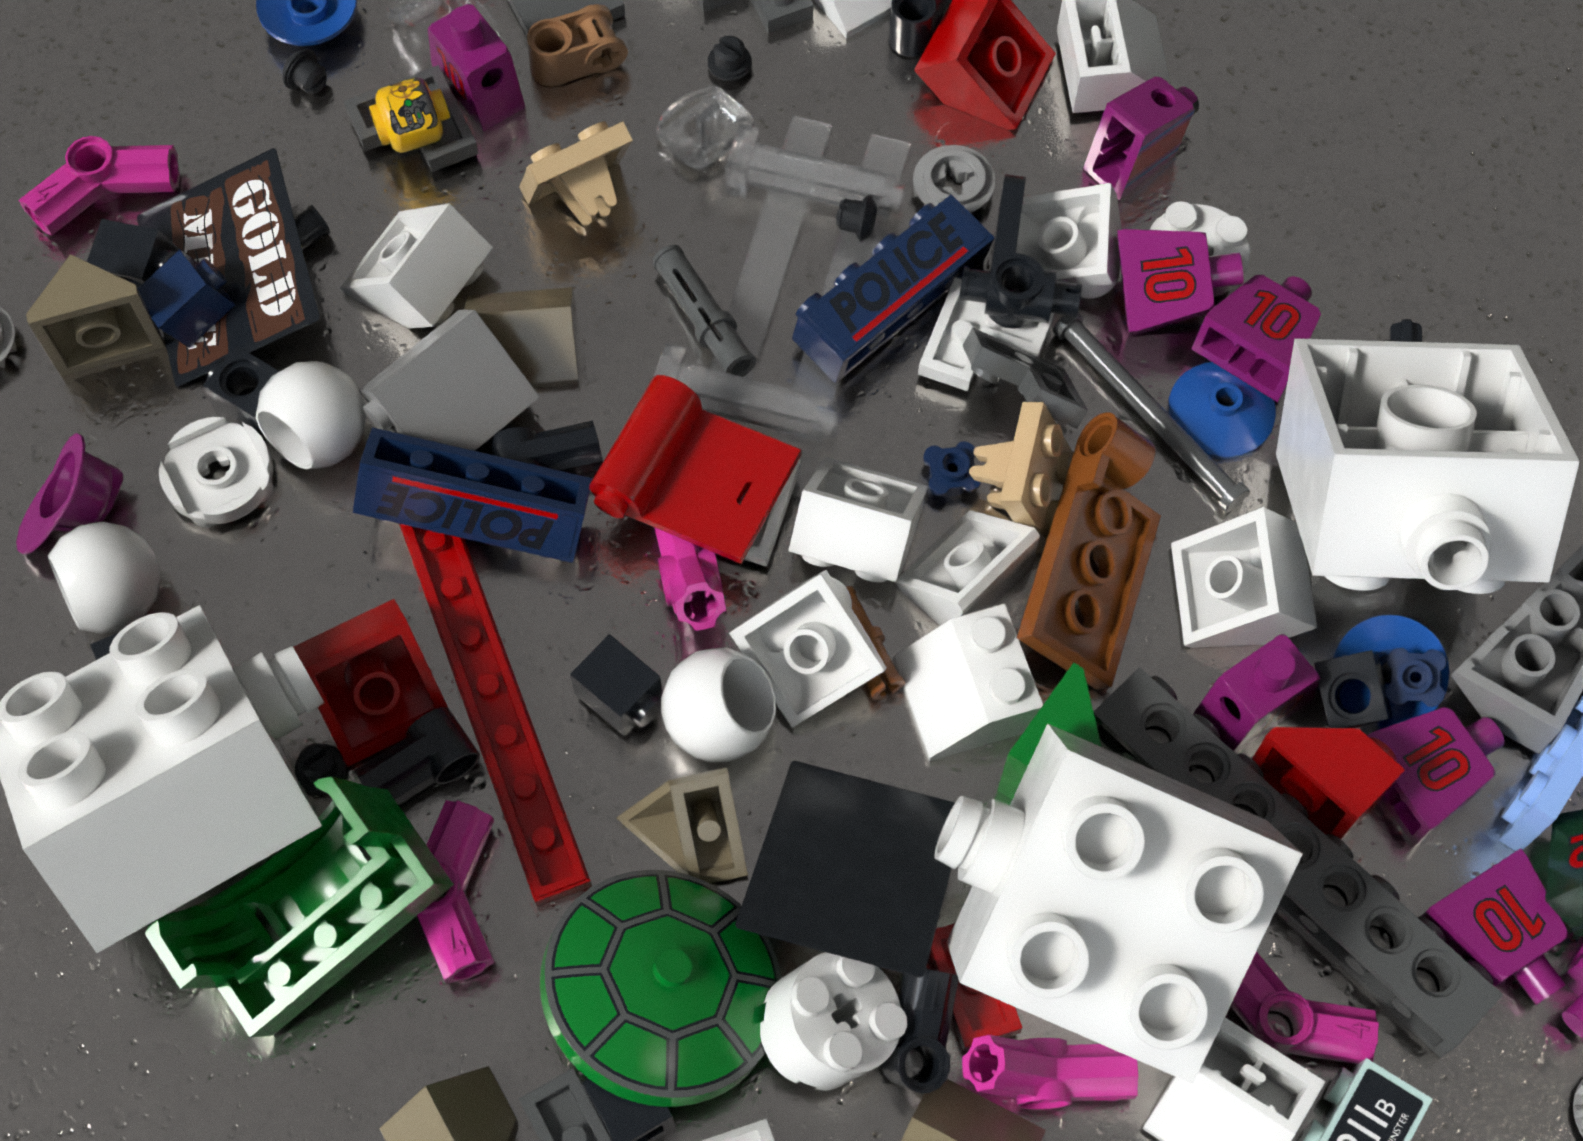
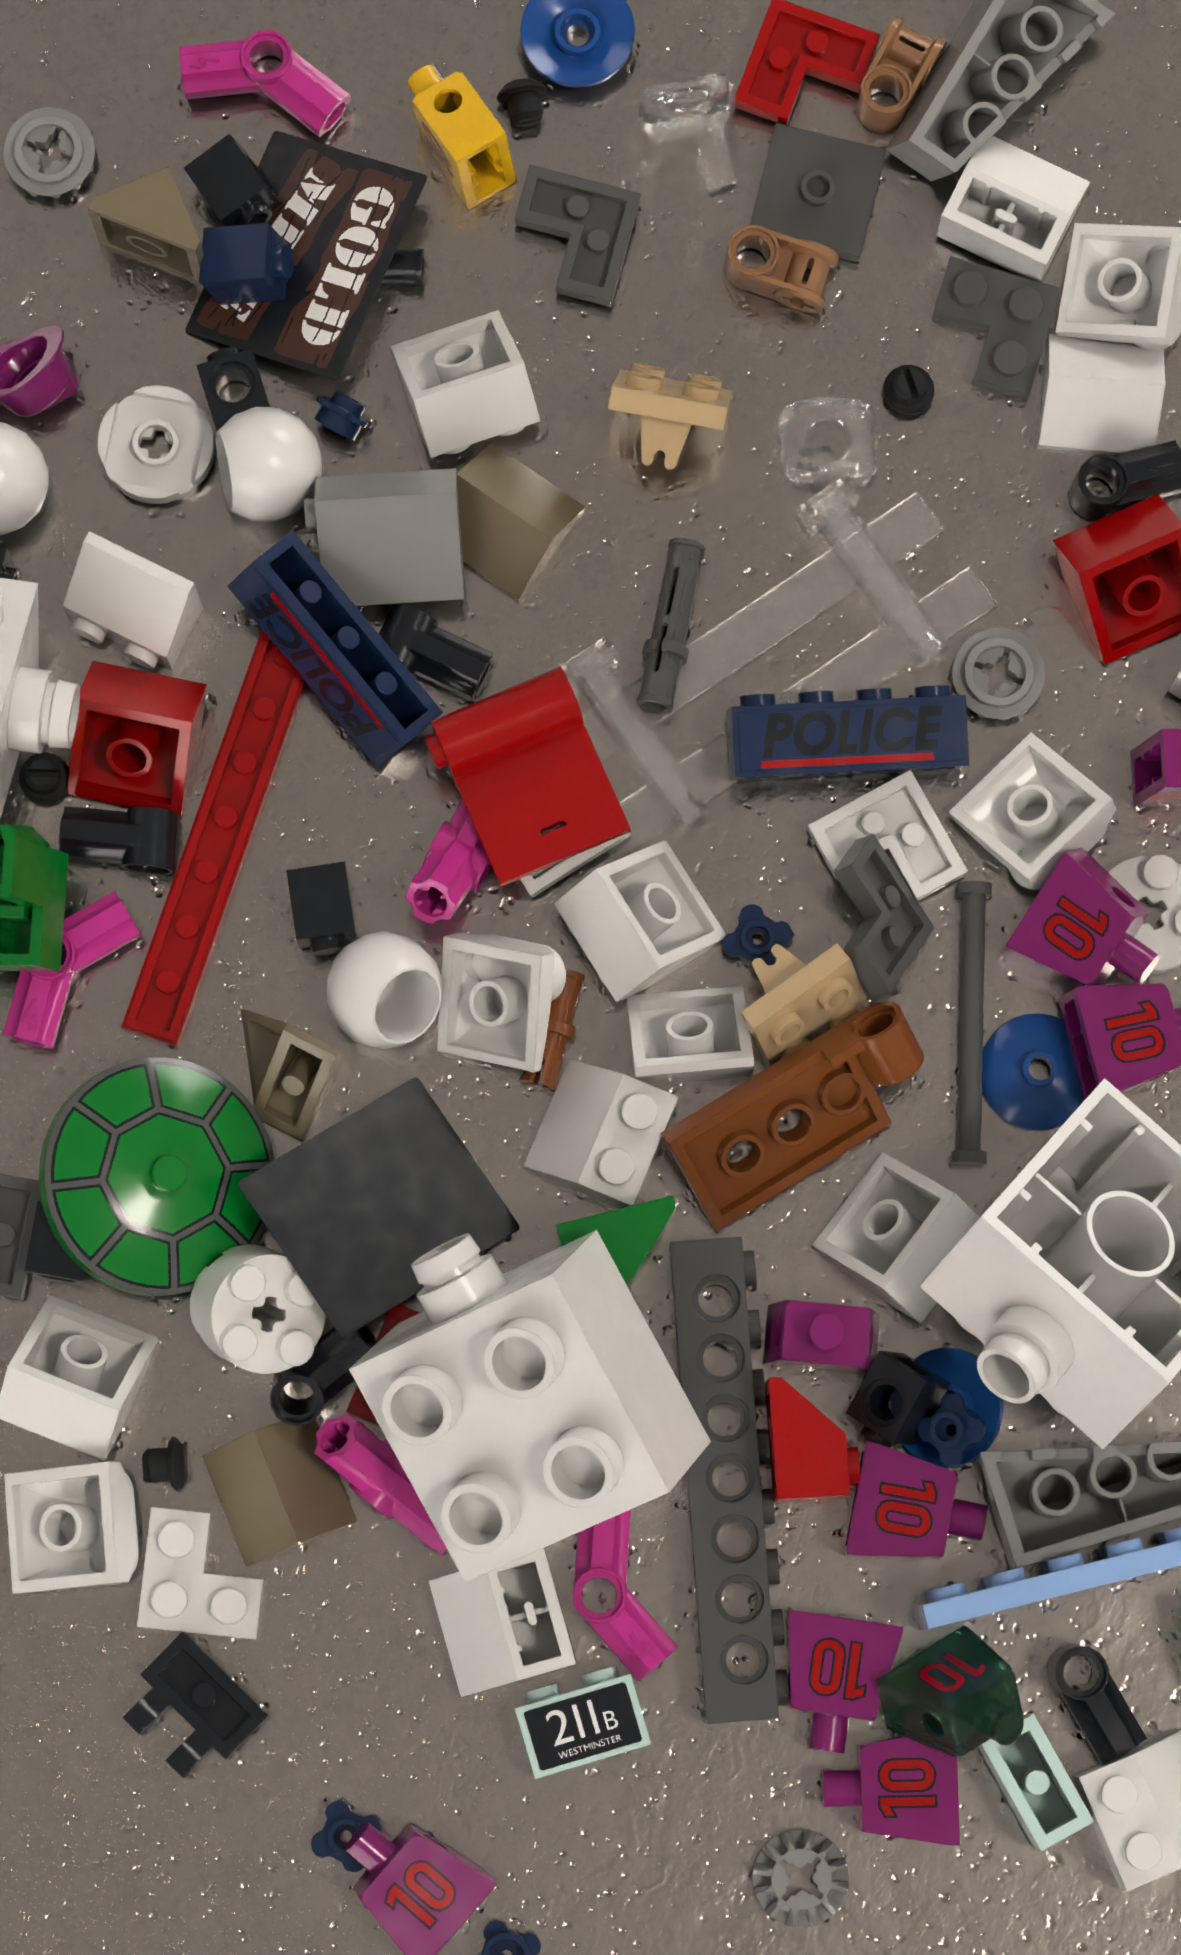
camera: 40 degrees right, 15 degrees up
(279, 110) = (461, 134): none -> yellow torso
(284, 579) = (131, 603): none -> white slope
(343, 349) = (342, 414): none -> dark blue plate
(409, 114) = (567, 234): yellow head -> none
(465, 52) = (669, 224): magenta torso -> none
(857, 216) = (879, 644): black piece -> none
(1019, 272) = (961, 854): black piece -> none

